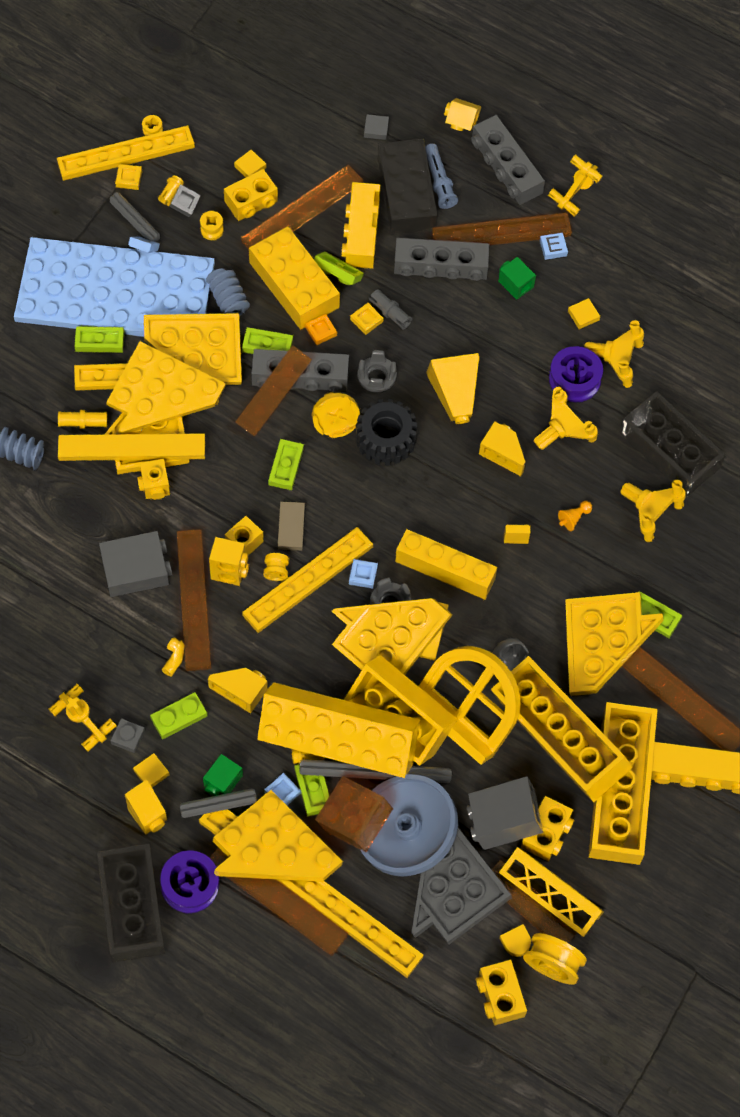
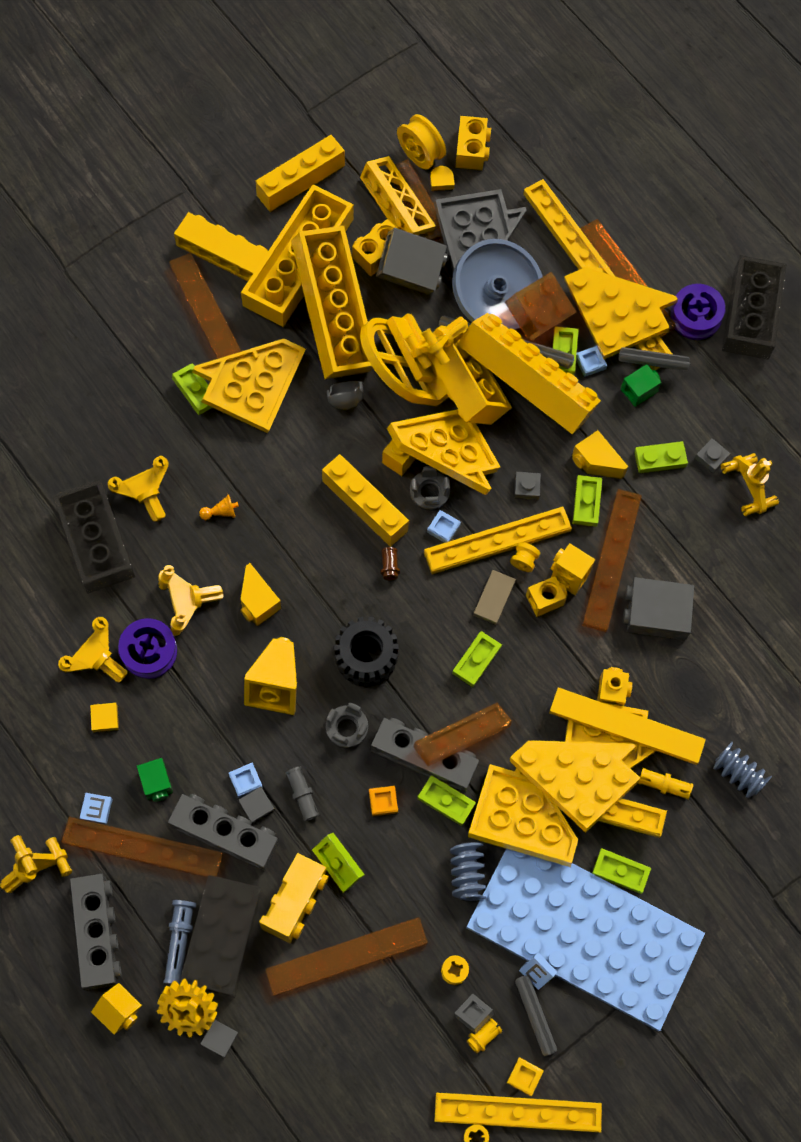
camera: 160 degrees left, 5 degrees up
(146, 808) = (718, 379): yellow slope -> none
(151, 770) = (701, 417): yellow tile -> none
(176, 658) = (646, 511): yellow arm -> none
(236, 642) = (587, 500): none -> lime plate
(249, 164) = (382, 1039): yellow tile -> none
(249, 191) = (400, 999): yellow brick -> none
(294, 277) = (390, 866): yellow brick -> none
(299, 640) = (527, 485): none -> dark grey plate
(335, 415) = (410, 686): yellow tile -> none
(366, 318) = (330, 796): yellow tile -> none
(396, 515) = (390, 566): none -> reddish brown pin
(409, 128) = (187, 1008): none -> yellow gear
(425, 291) = (256, 805): none -> dark grey tile
(440, 700) = (434, 344): none -> yellow axle
(443, 307) = (245, 780): none -> light blue tile
(469, 720) = (400, 329): none -> yellow tile
(517, 534) = (284, 507): yellow tile -> none
(665, 881) = (300, 173): none -> yellow brick

